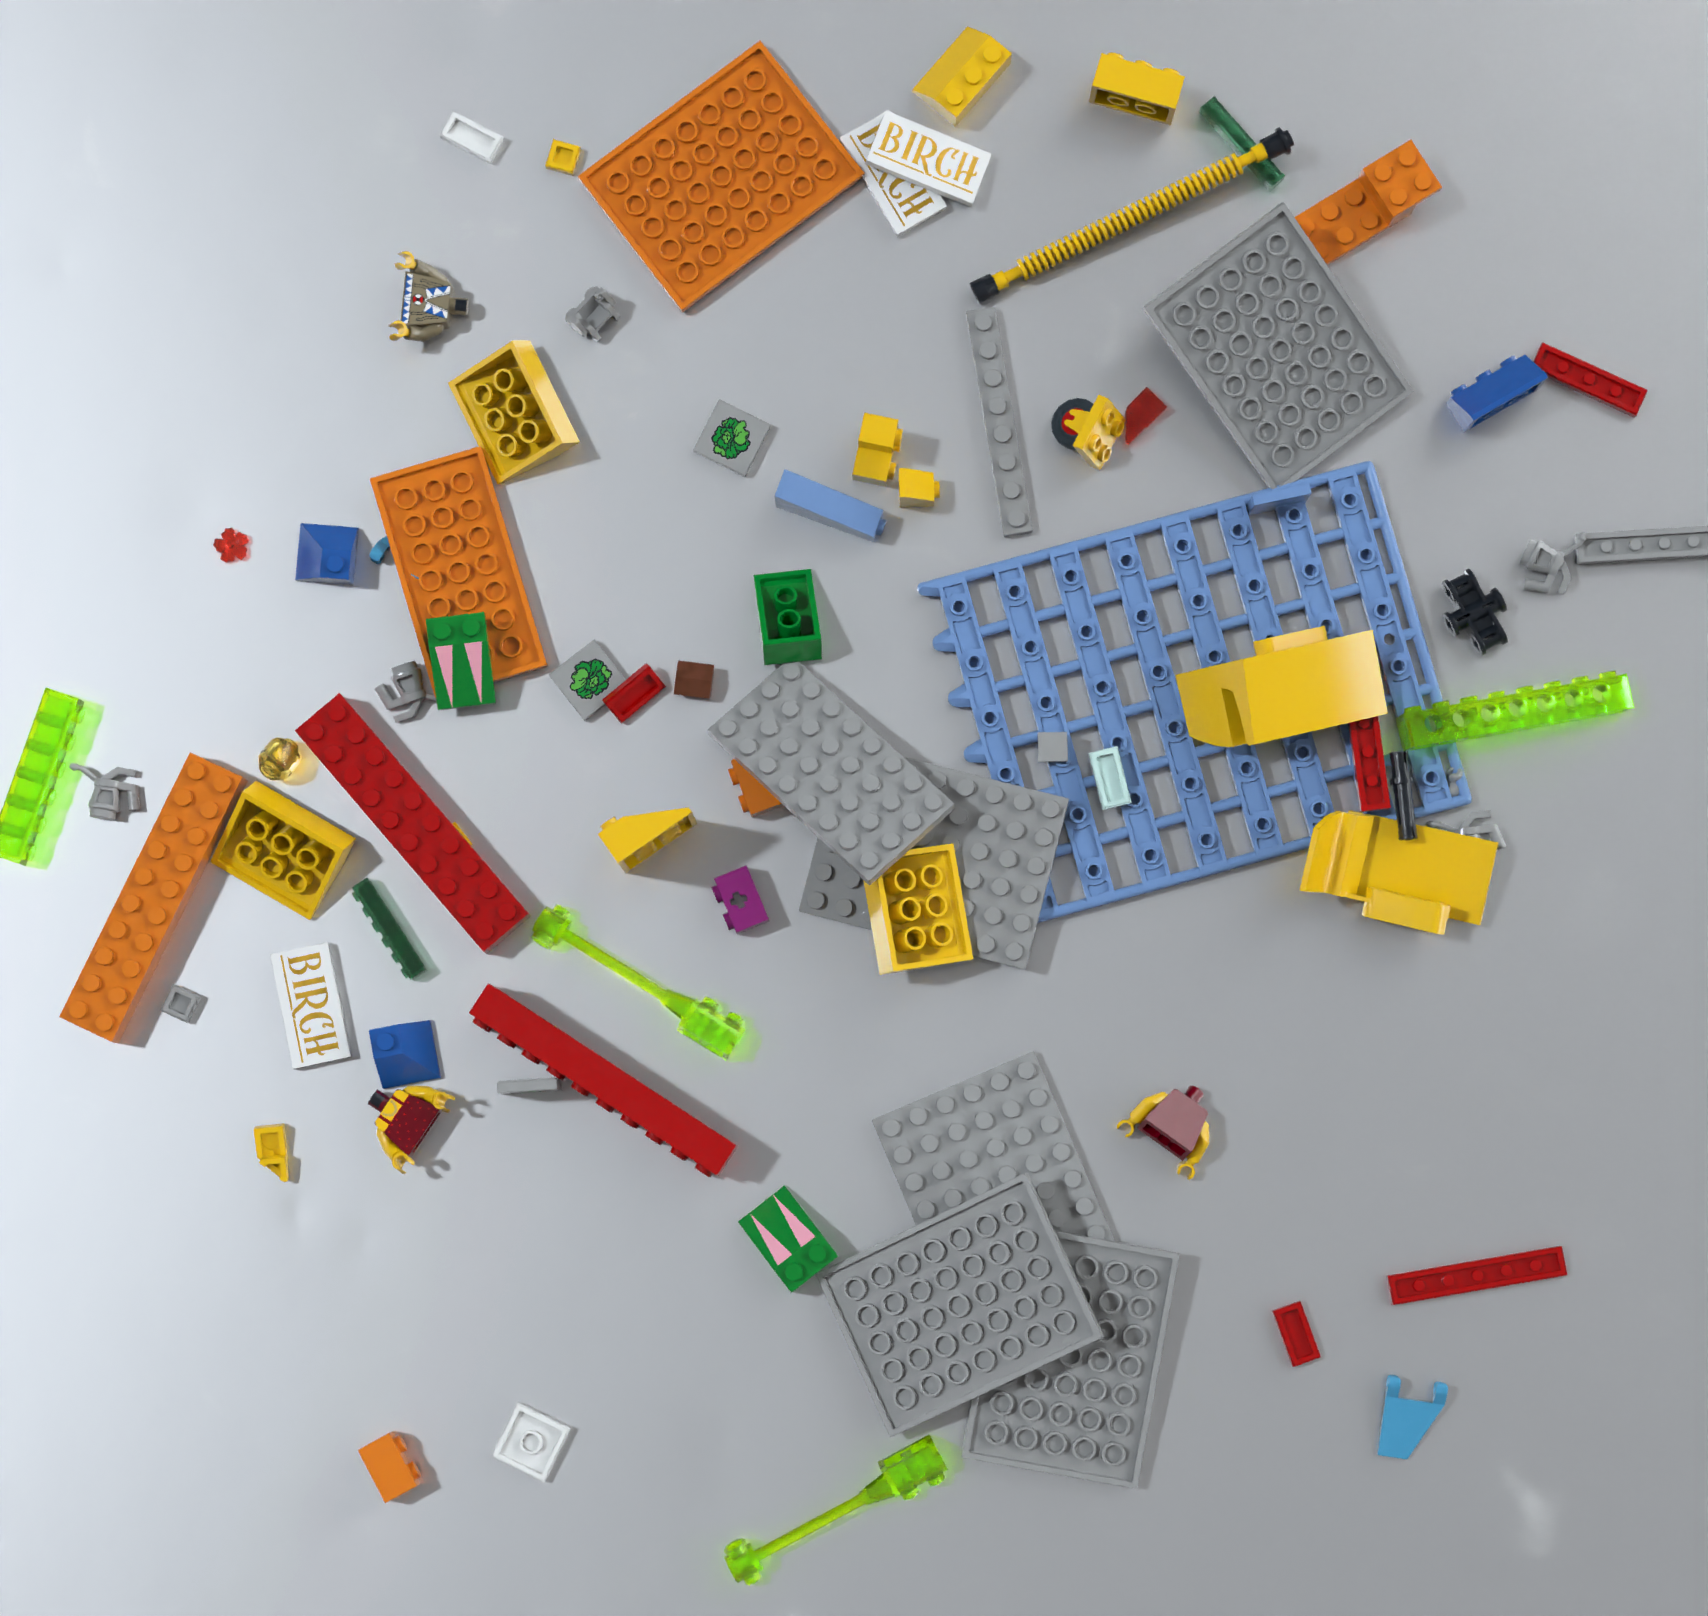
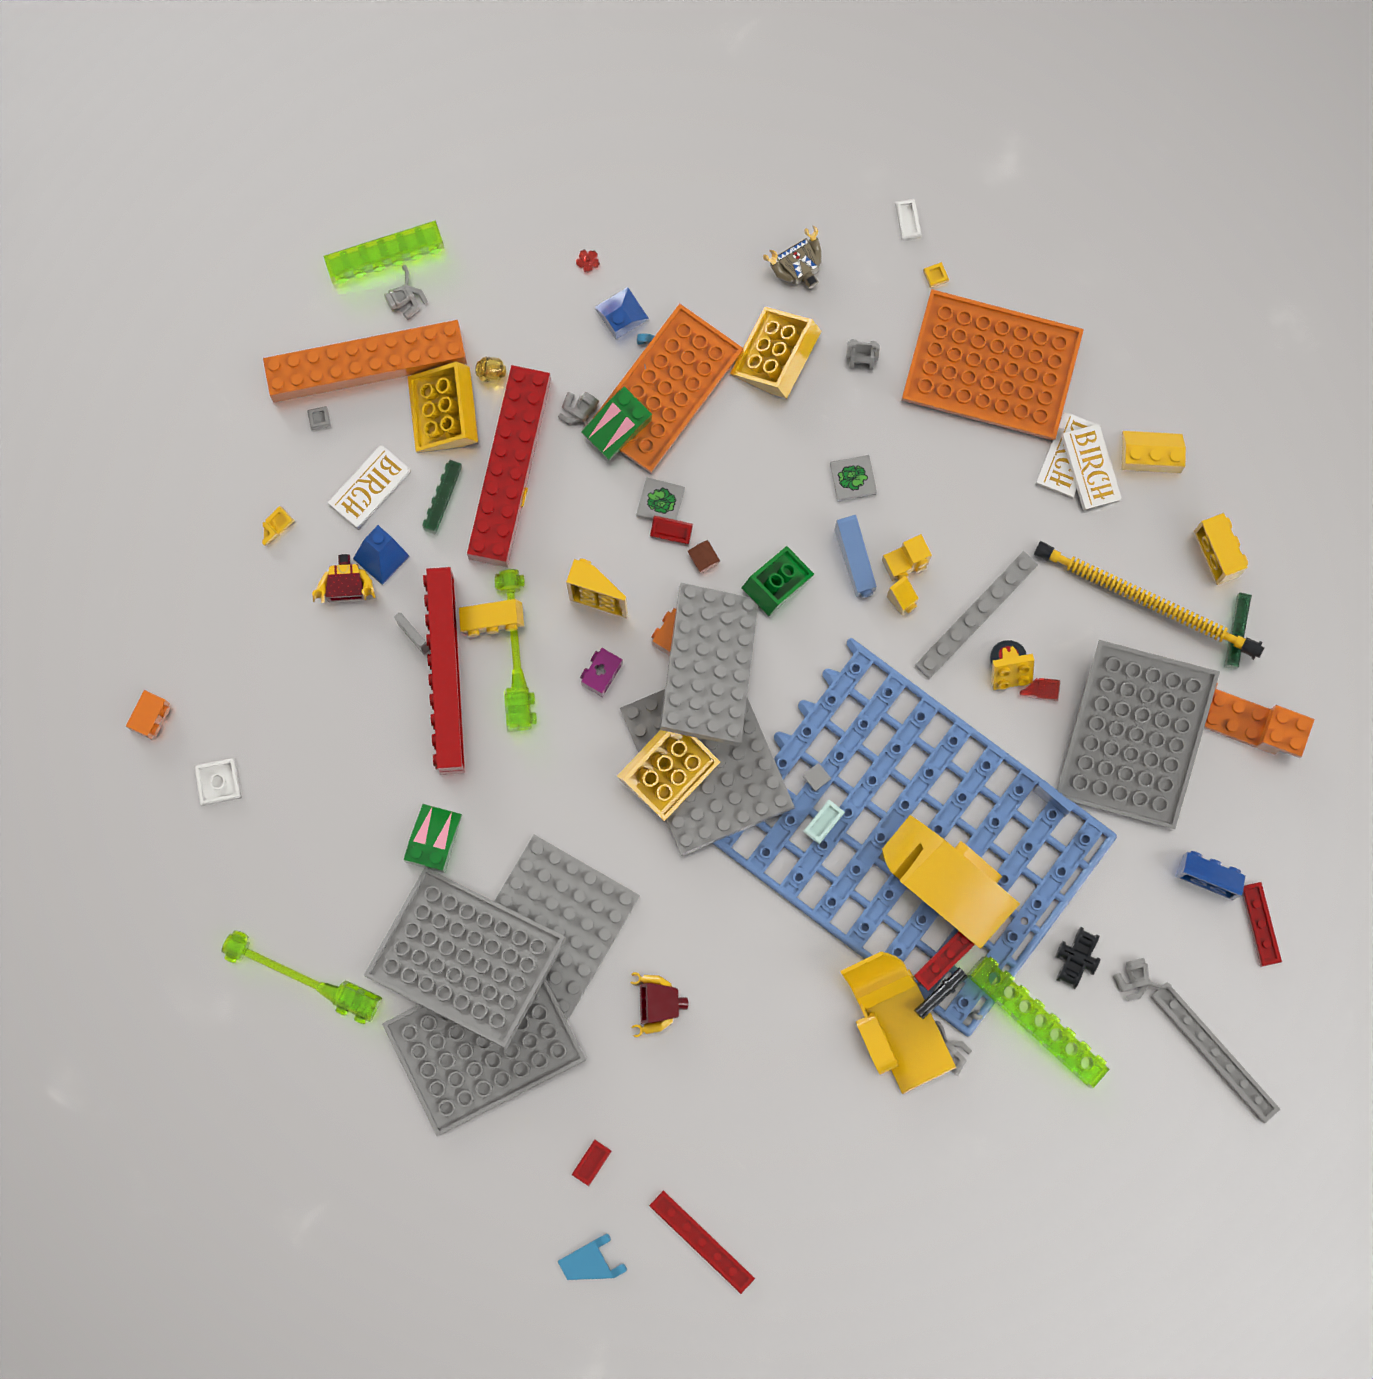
camera: 50 degrees right, 5 degrees down
(581, 980) = (491, 617): none -> yellow brick

